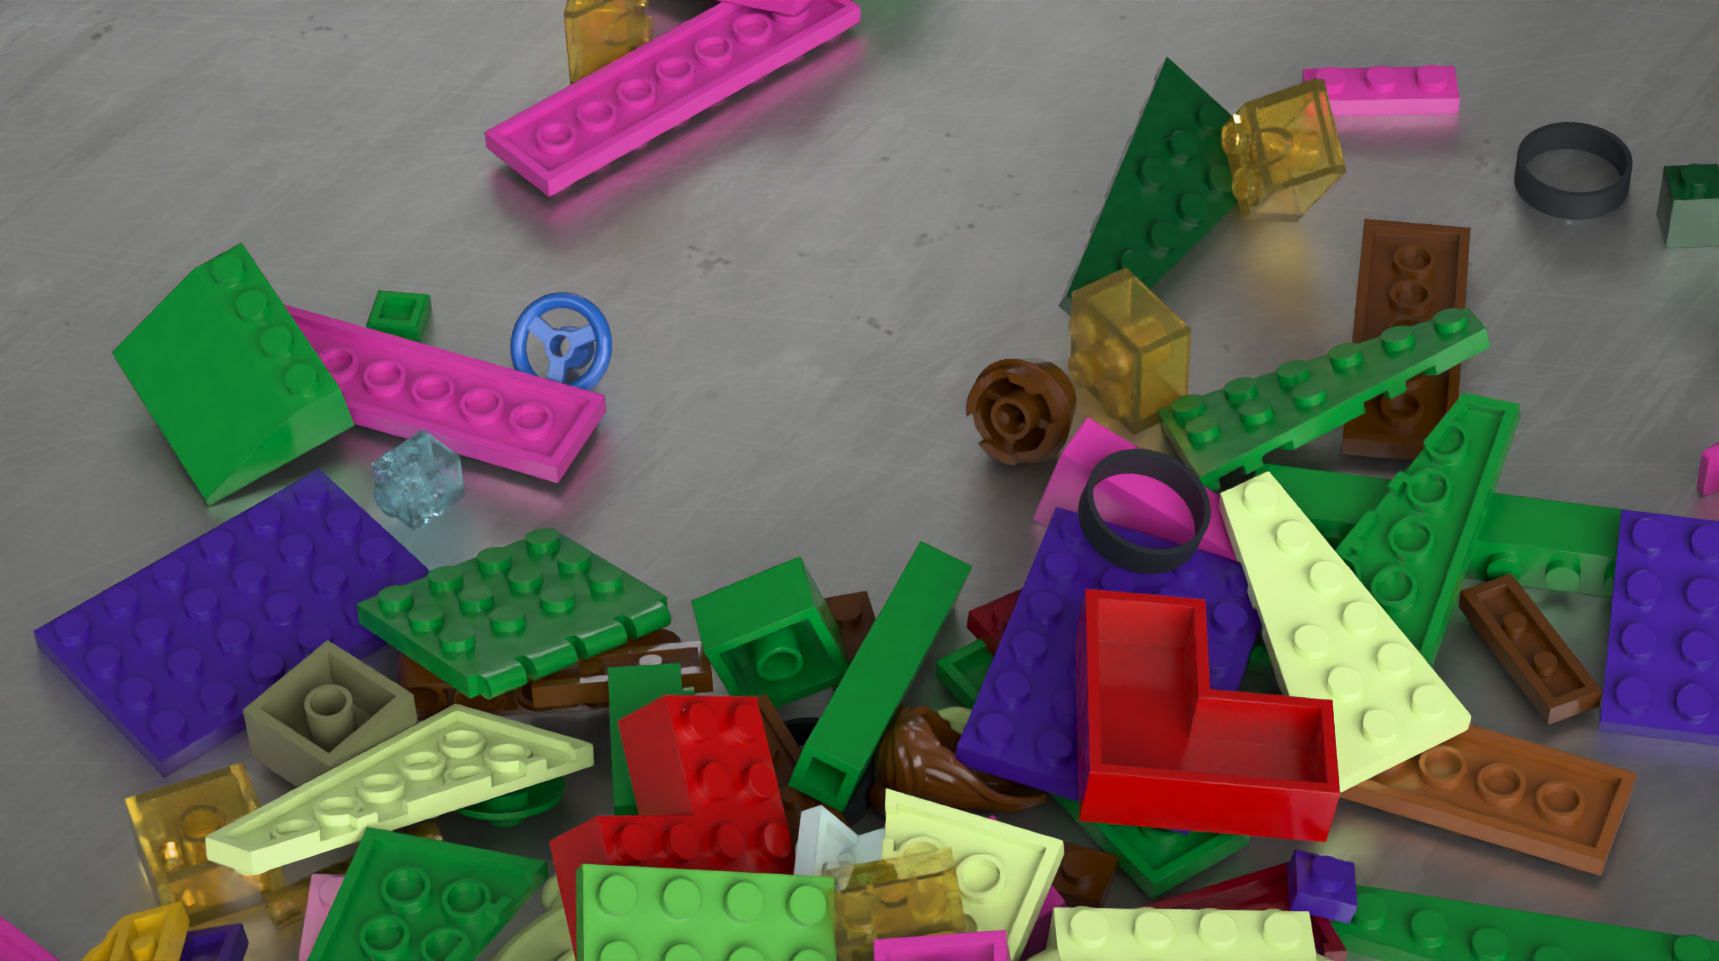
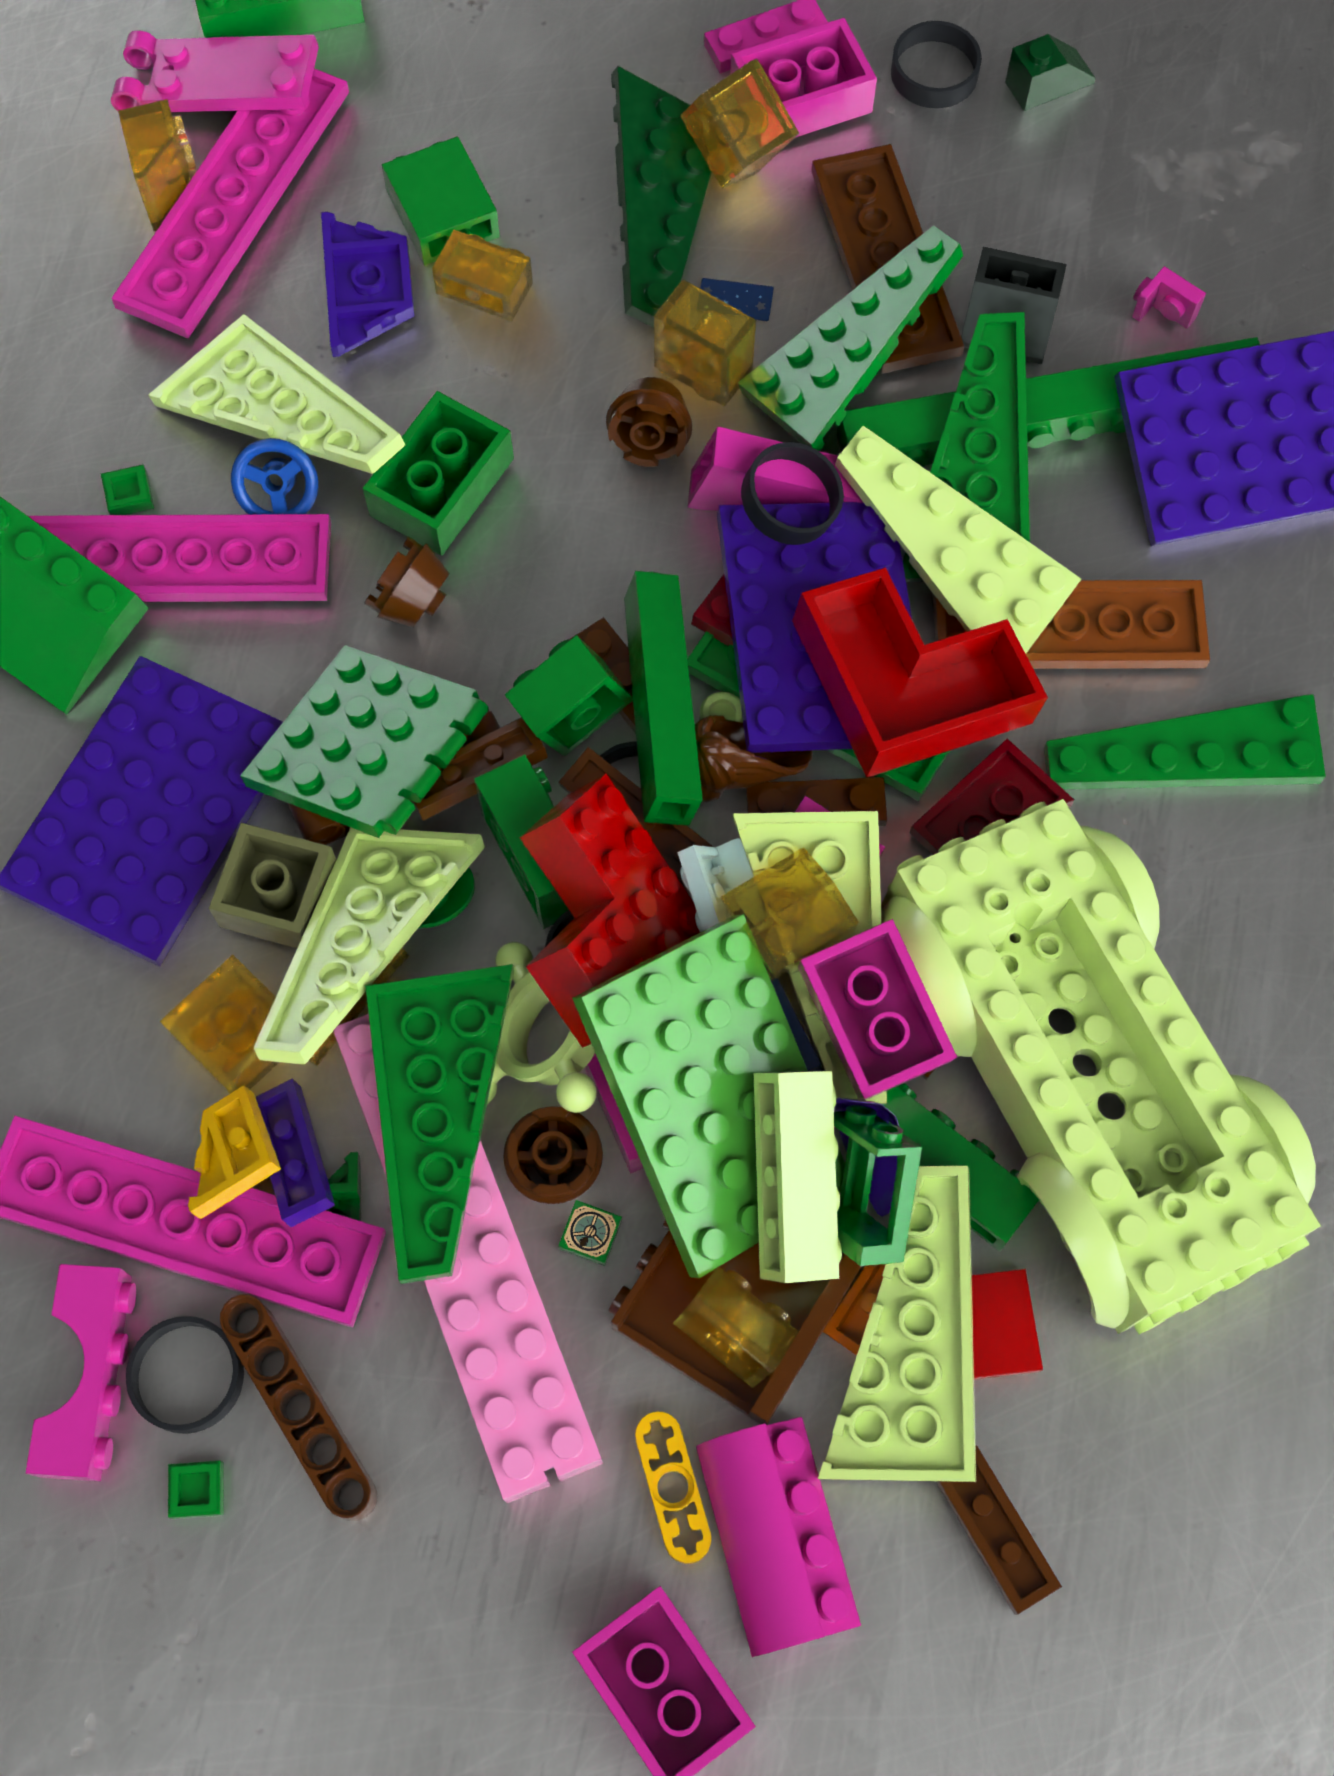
camera: 25 degrees left, 25 degrees up
(418, 480) = (225, 643): clear light blue brick -> none
(613, 259) = (268, 391): none -> yellowish green wing
(653, 483) = (410, 585): none -> reddish brown cone
(750, 390) = (440, 473): none -> green brick
(773, 197) = (364, 282): none -> dark purple wing
(904, 143) = (437, 194): none -> green brick
(912, 224) = (482, 275): none -> clear yellow brick
(1214, 337) = (748, 298): none -> dark blue sticker
(1322, 886) = (1038, 755): dark purple plate -> none
(1403, 139) = (816, 75): none -> dark pink brick
(1530, 649) = (1085, 499): reddish brown plate -> none
(1560, 420) = (1016, 284): none -> pearl dark grey slope

